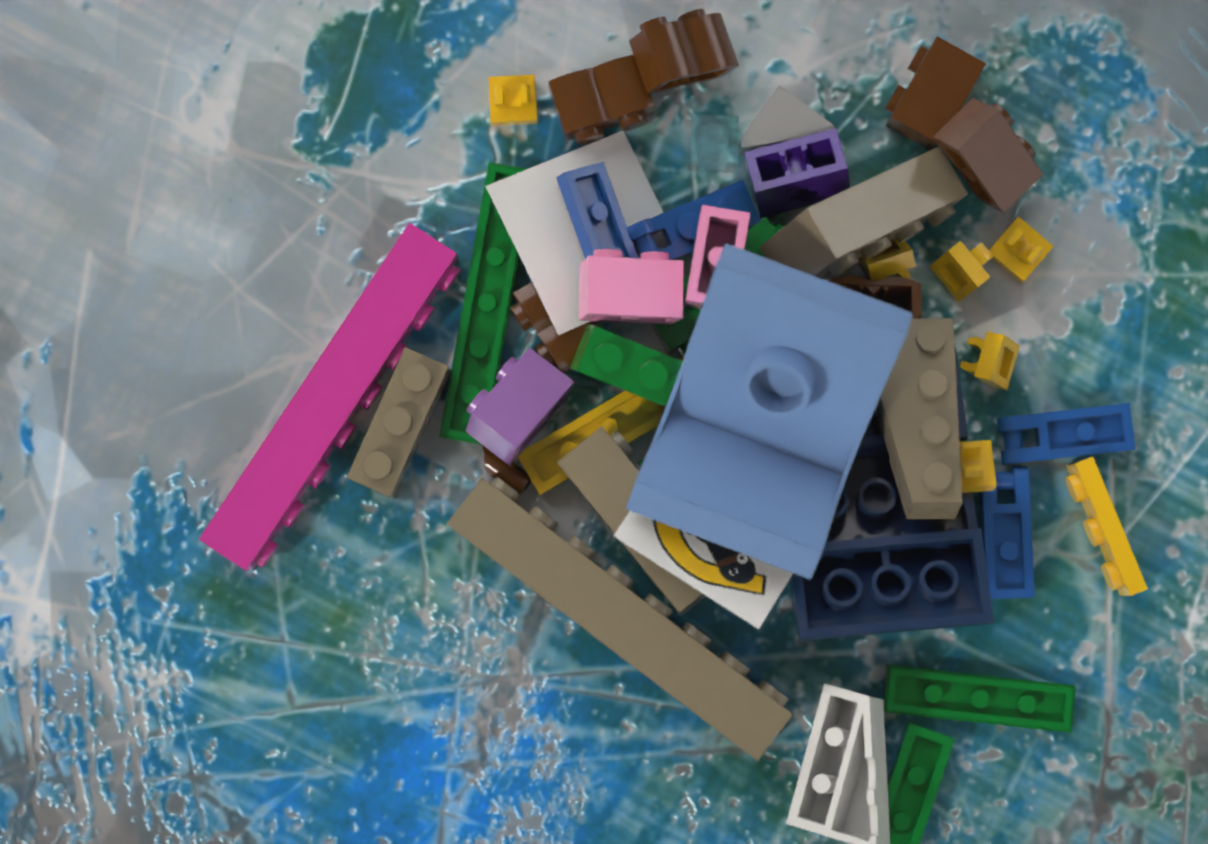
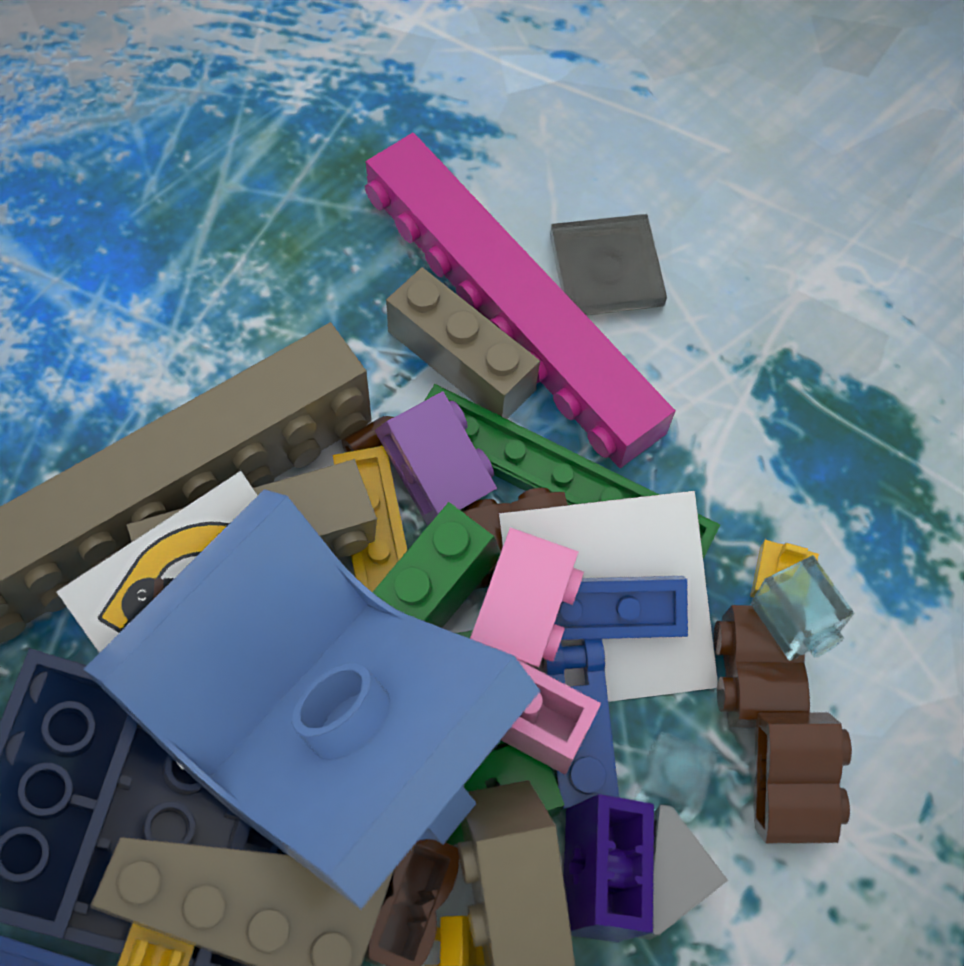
camera: 110 degrees right, 20 degrees down
(263, 326) = (608, 264): none -> clear smoke tile
(562, 76) = (802, 609): none -> clear light blue brick

